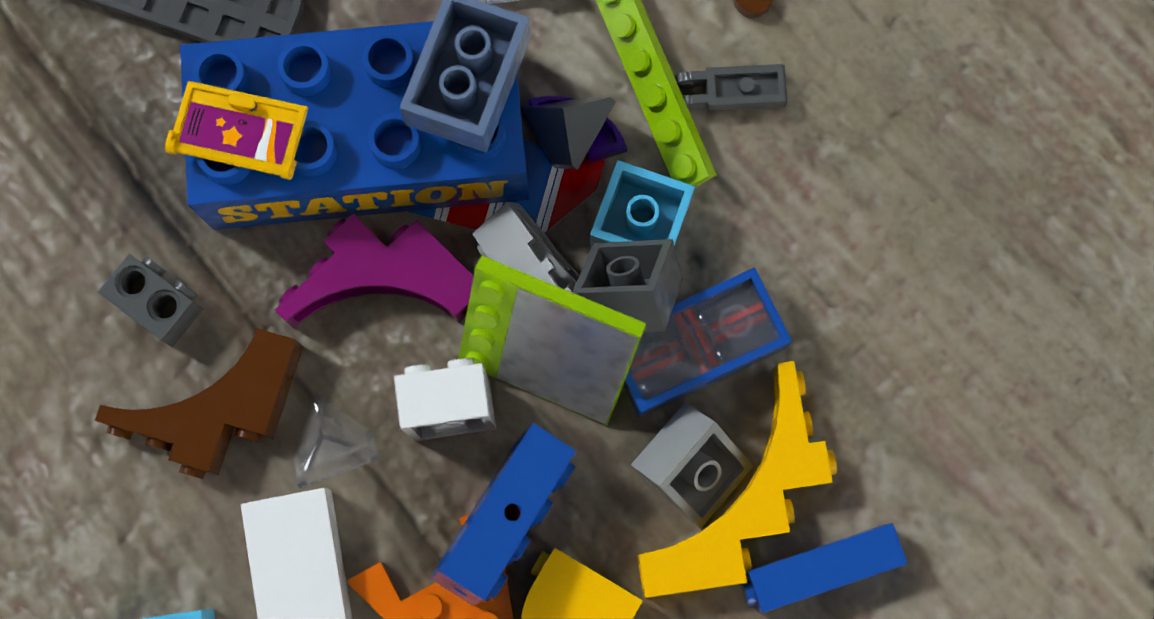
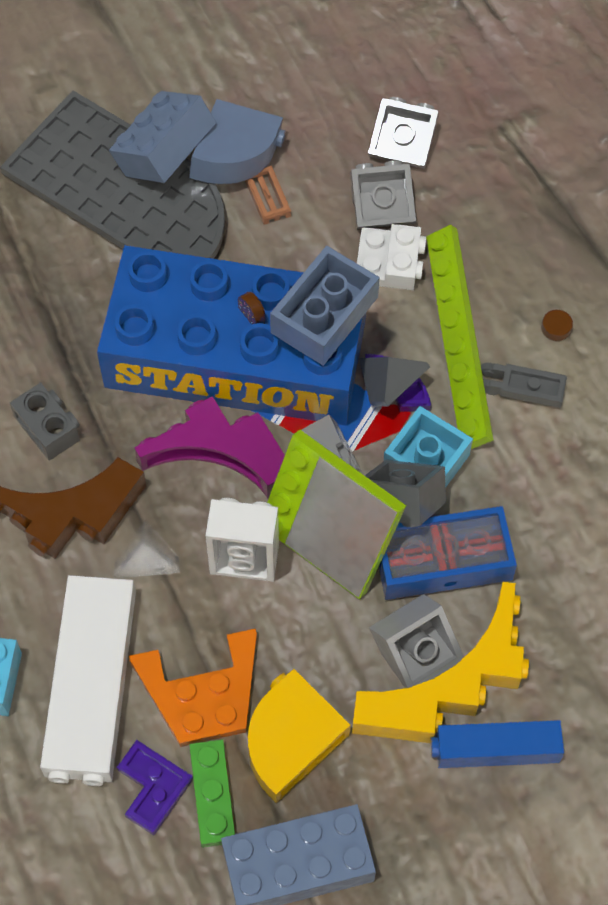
camera: 15 degrees right, 15 degrees down
(221, 128) = (147, 310): door -> none
(372, 94) = (251, 308): none -> reddish brown tile
(503, 515) = (261, 631): blue brick -> none

